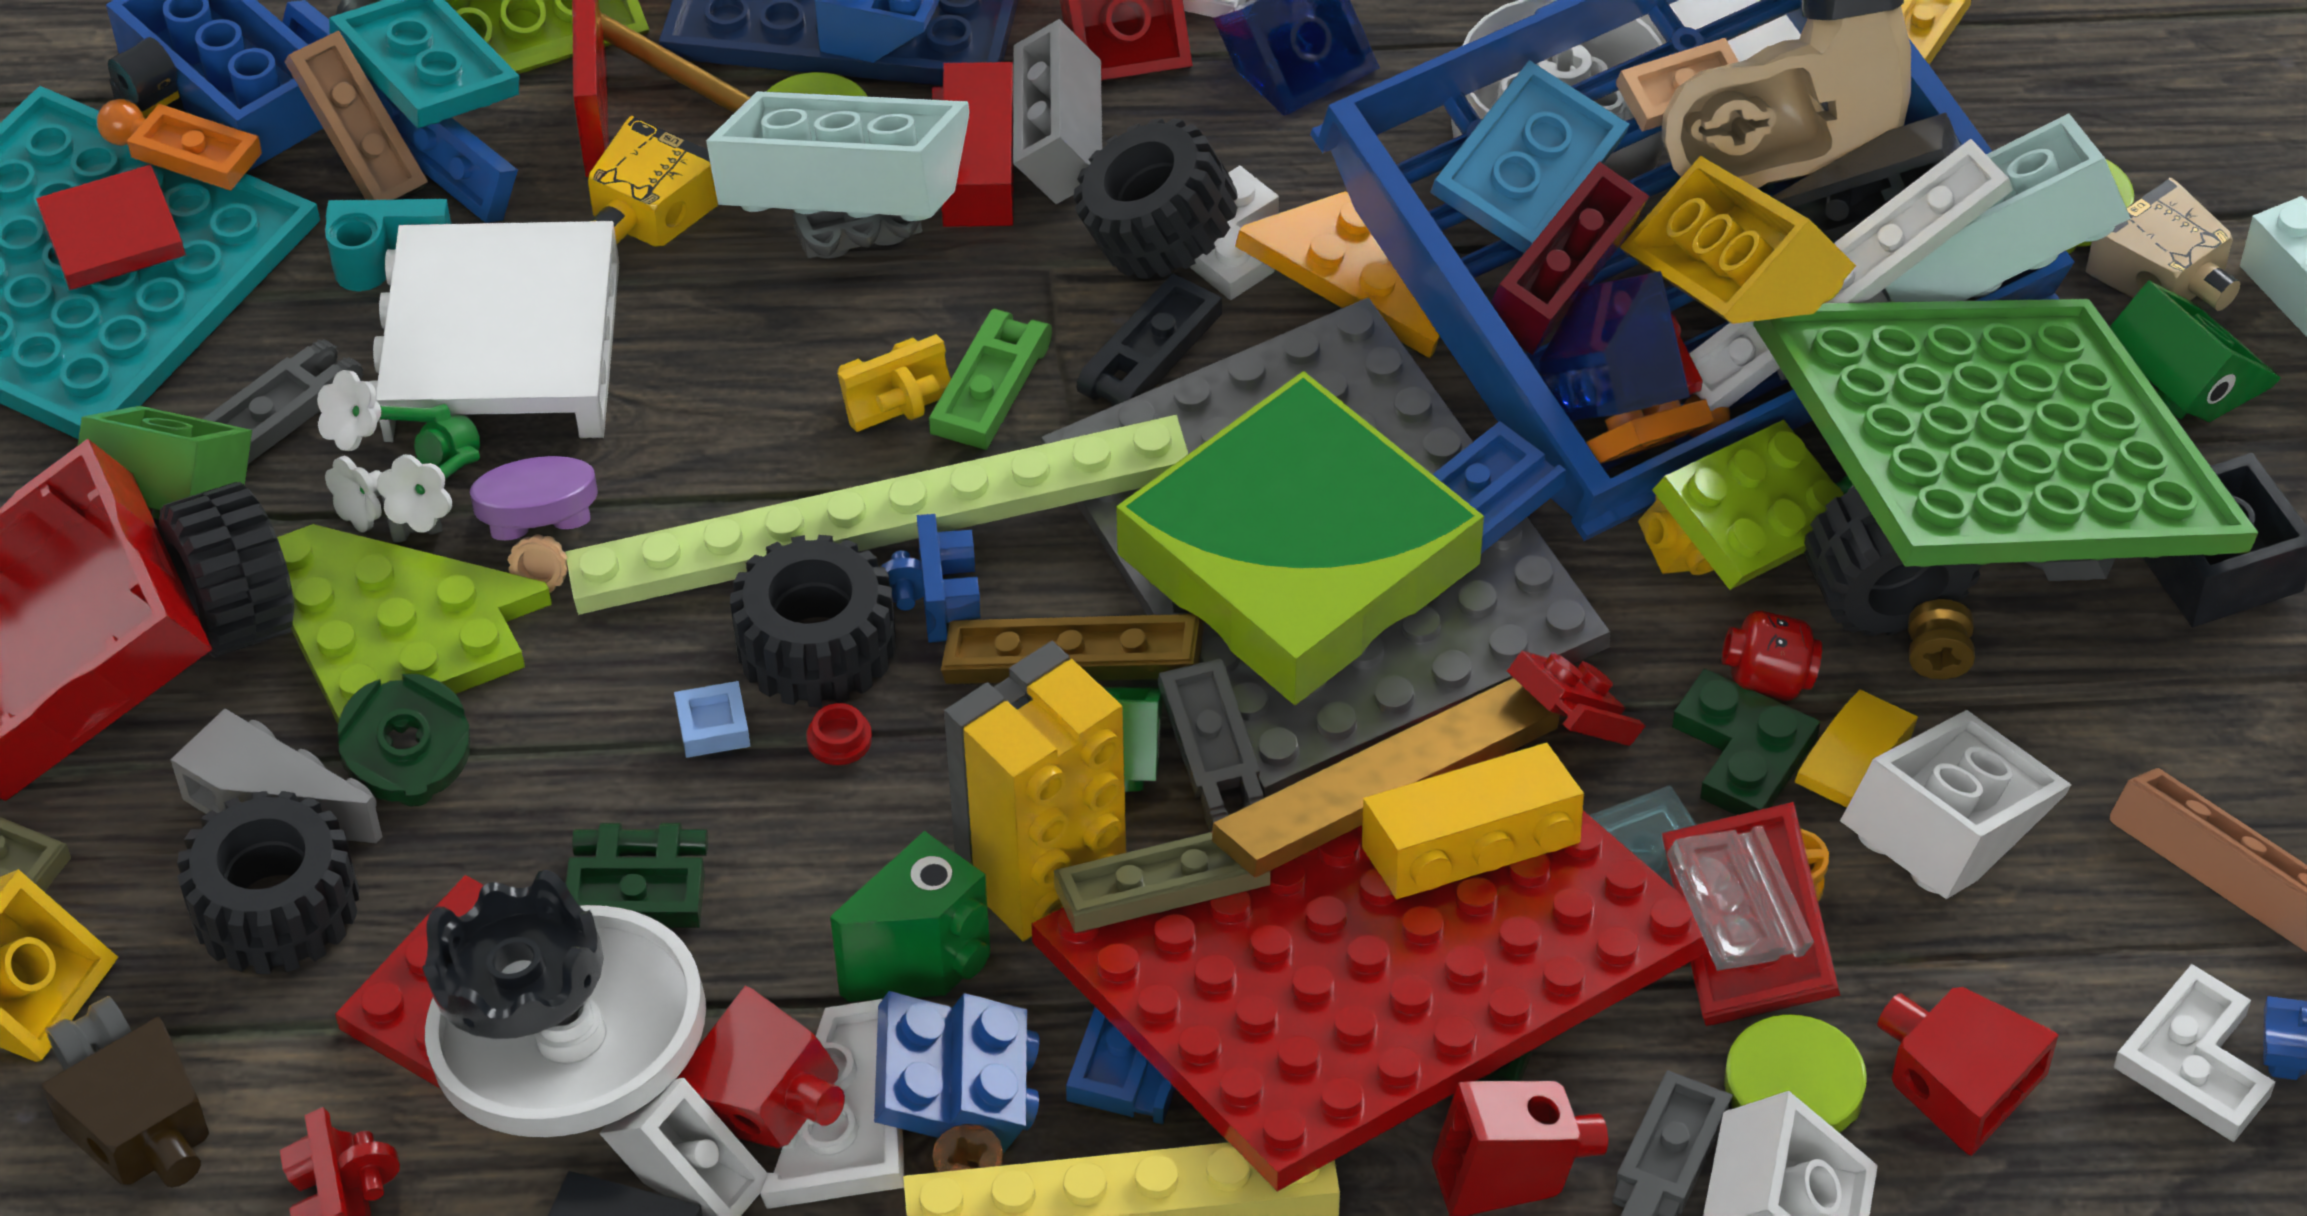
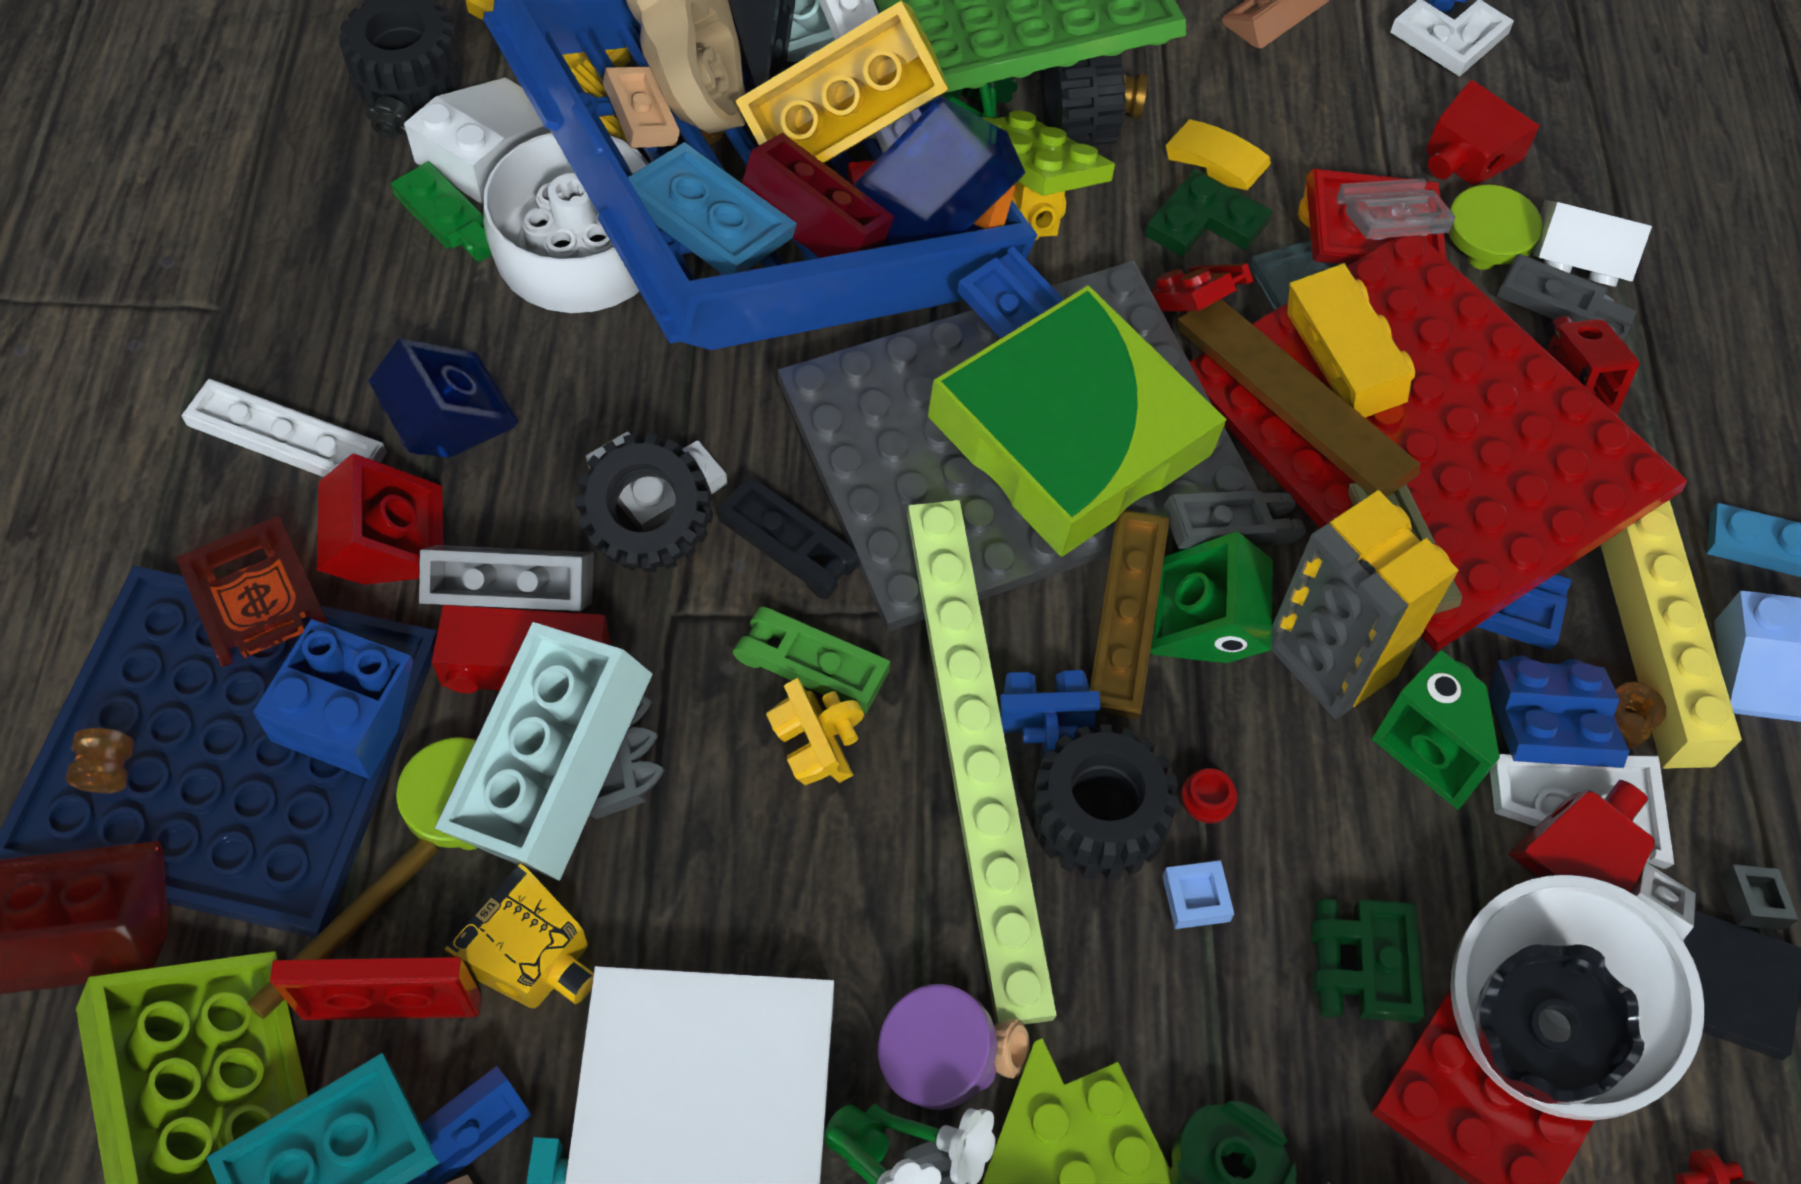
camera: 90 degrees left, 10 degrees up
(1339, 259) = (712, 390): light orange wing -> none
(1773, 655) = (1141, 178): red head -> none
(1951, 802) = (1271, 107): white slope -> none

